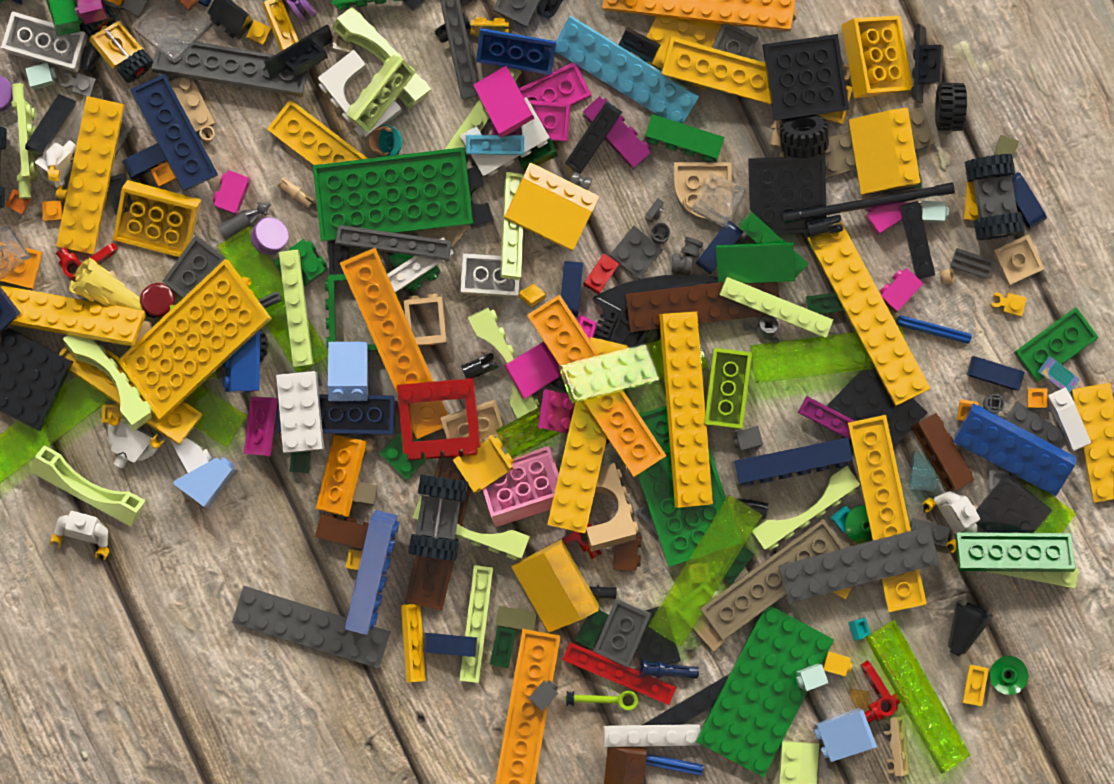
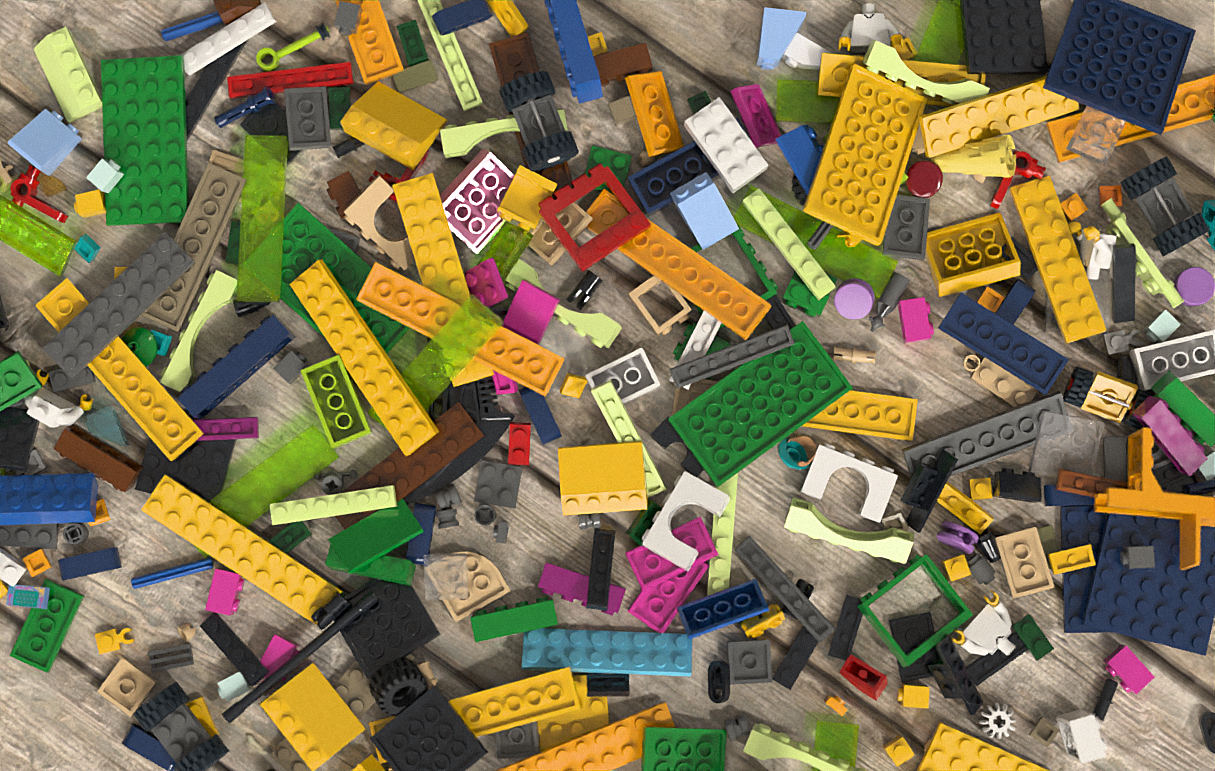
camera: 155 degrees right, 0 degrees up
(380, 93) = (828, 491): yellowish green slope -> none
(495, 144) = (690, 506): medium azure tile -> none
(503, 101) = (705, 552): dark pink tile -> none

